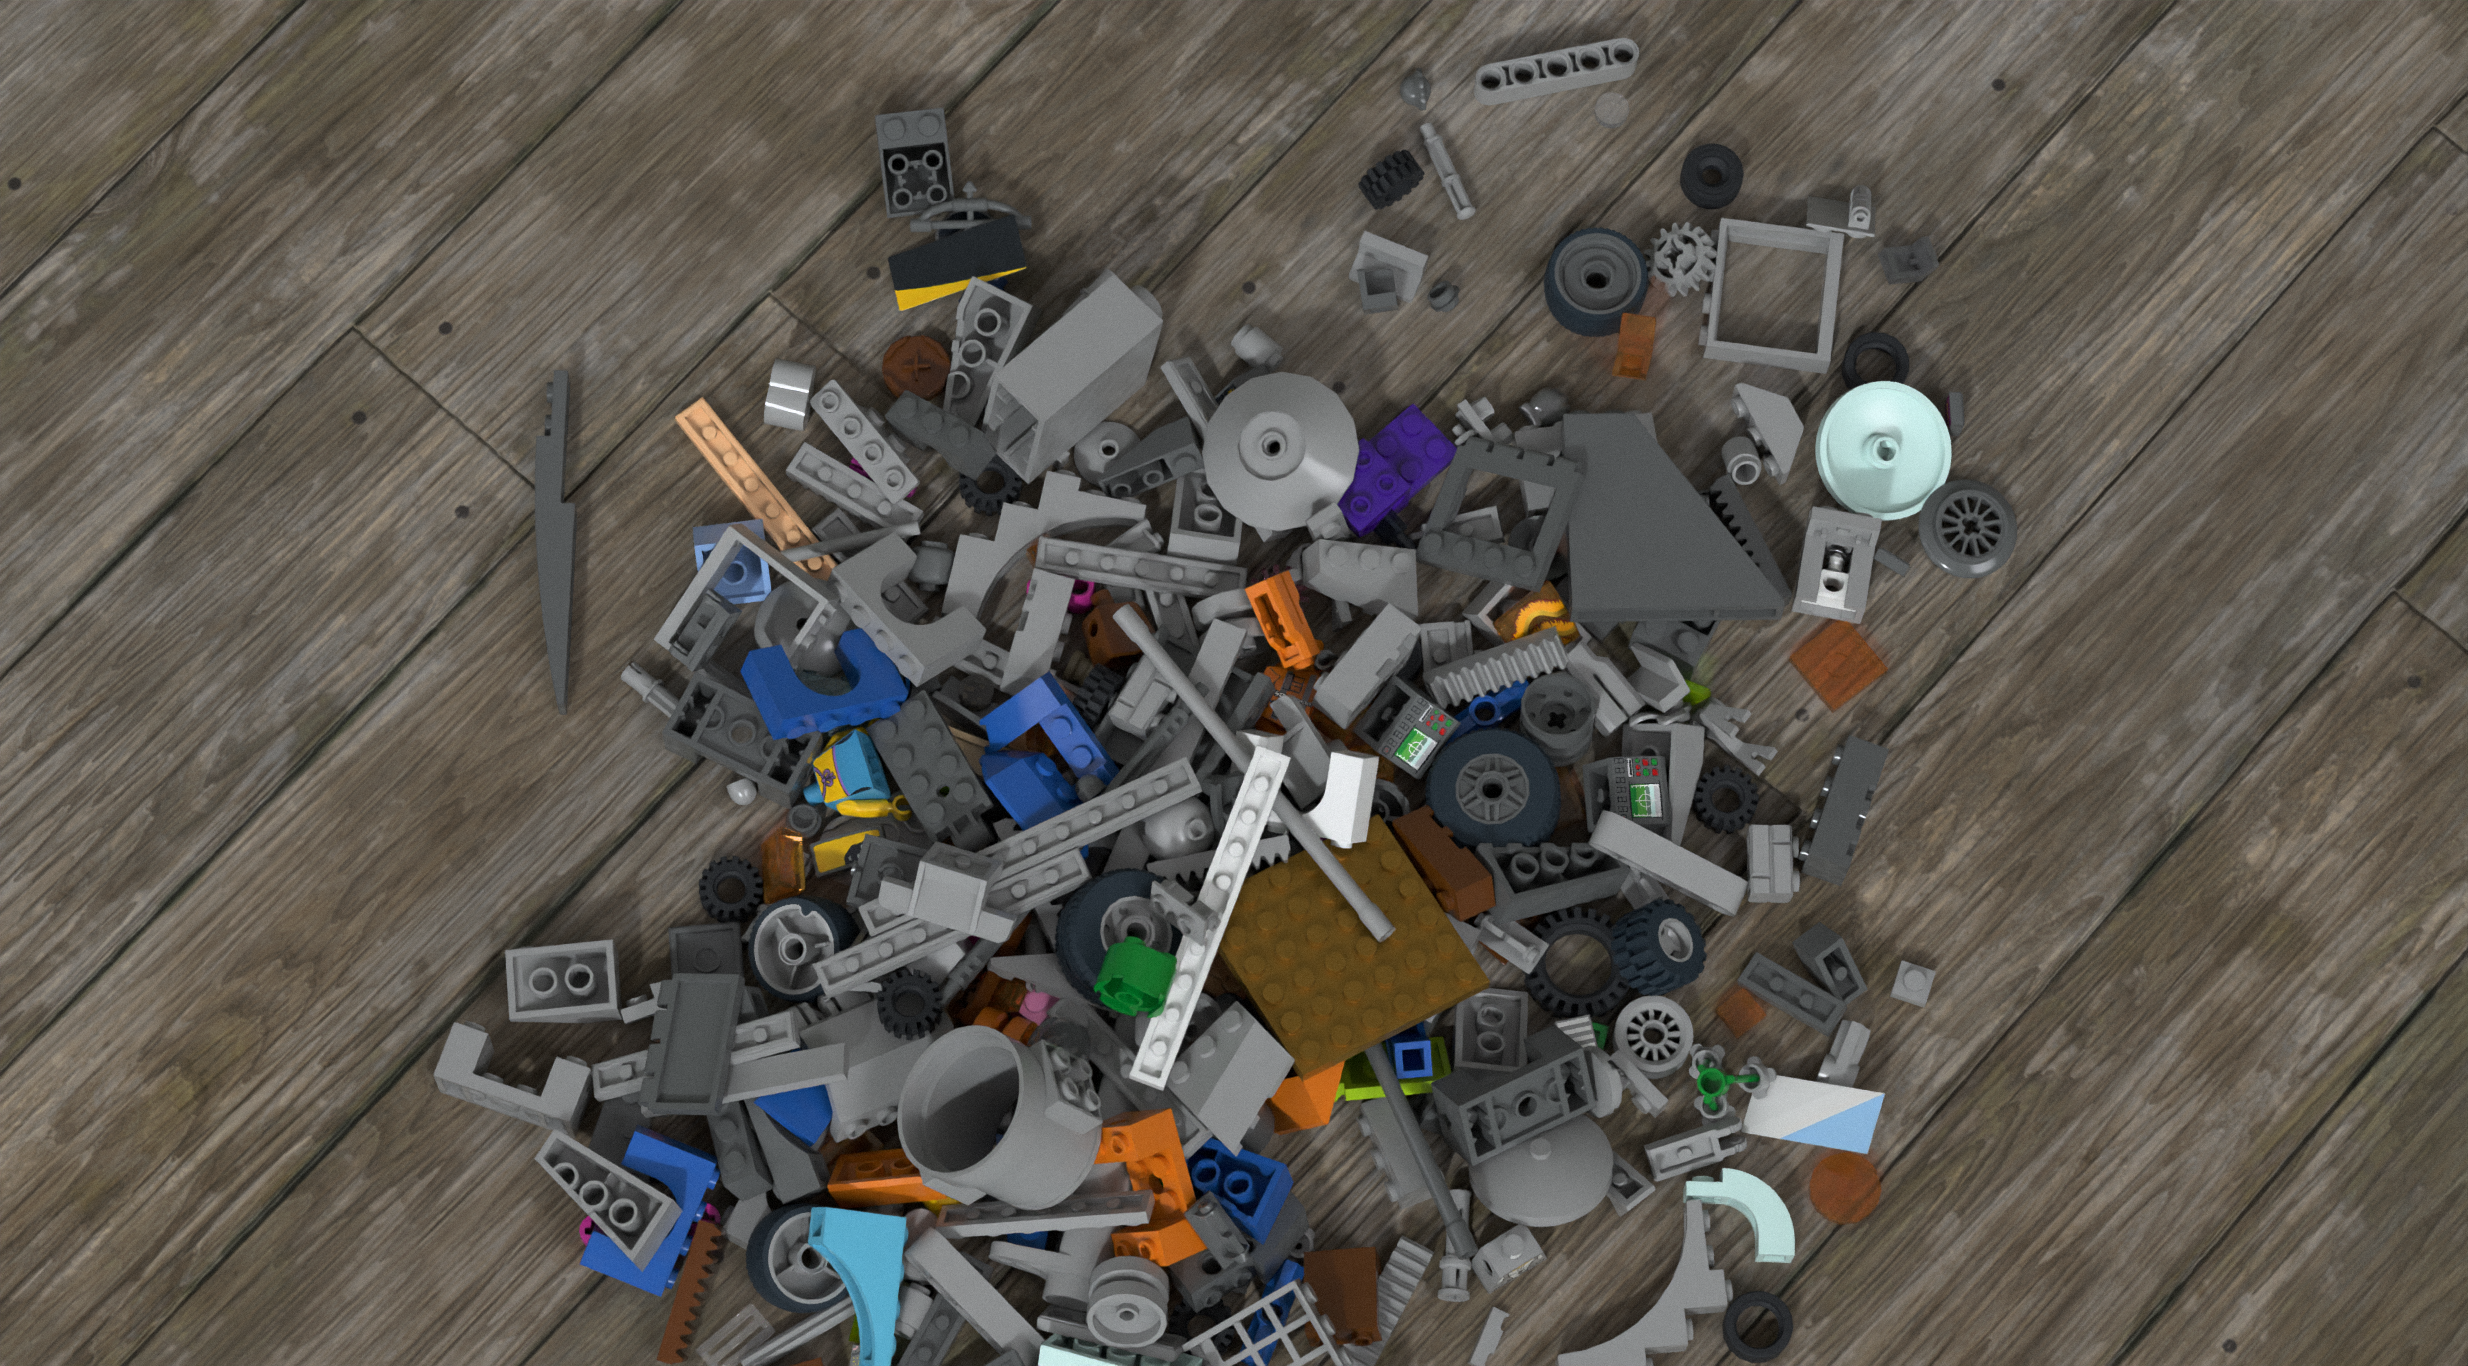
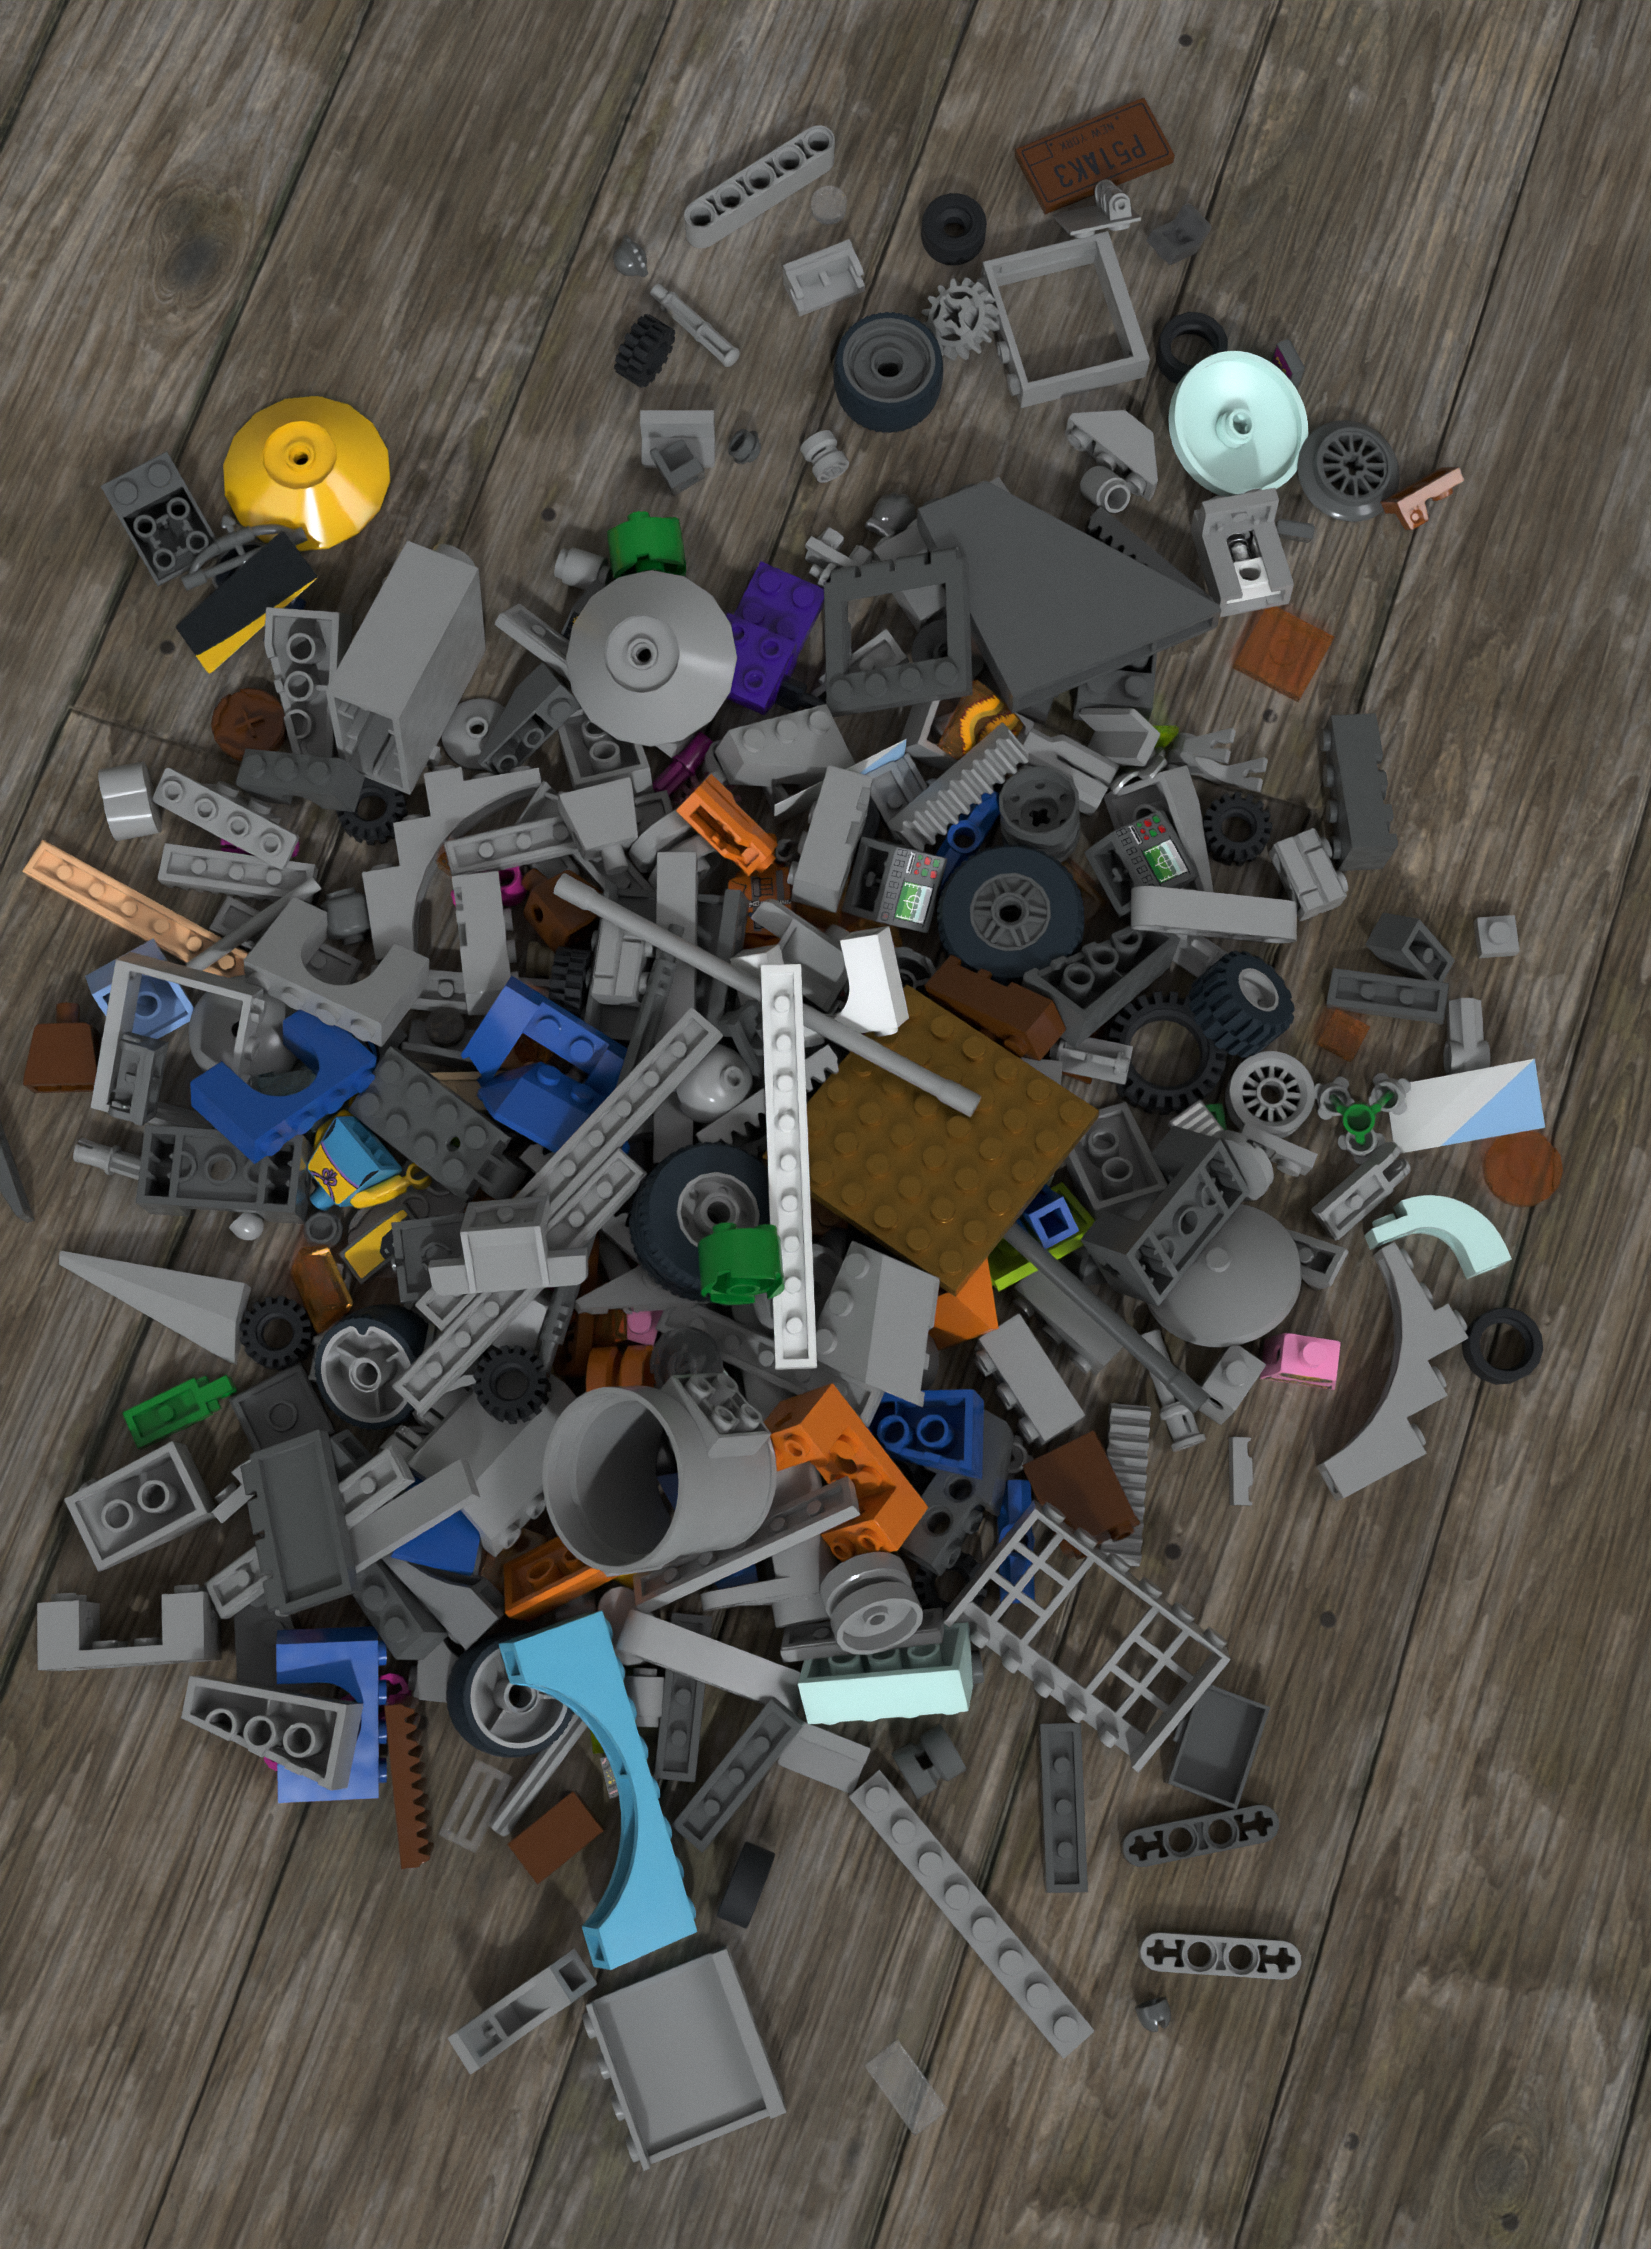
camera: 20 degrees left, 5 degrees up
(623, 918) = (176, 1409): none -> green hinge
(648, 586) = (63, 1054): none -> reddish brown torso
(669, 836) = (191, 1304): none -> light grey wedge
(1064, 196) = (328, 494): none -> yellow dish
(1089, 787) = (602, 1079): dark grey hinge -> none
(1171, 903) = (742, 1167): light grey hinge -> none
(1179, 573) = (602, 822): none -> light grey torso
(1217, 1231) = (932, 1488): dark grey hinge -> none
(1271, 552) = (683, 765): none -> magenta axle
(1319, 354) = (646, 545): none -> green brick
(1328, 524) = (730, 711): light grey hinge -> none
(1337, 1186) = (1027, 1382): none -> light grey brick
(1358, 624) = (803, 800): none -> sticker
(1509, 333) = (823, 454): none -> light grey wheel
(1577, 174) = (823, 278): none -> light grey hinge
(1581, 1267) = (1301, 1360): none -> bright pink torso
(1634, 346) = (953, 418): clear orange panel -> none
(1876, 156) = (1108, 147): none -> reddish brown tile
(2007, 577) = (1410, 501): none -> hinge

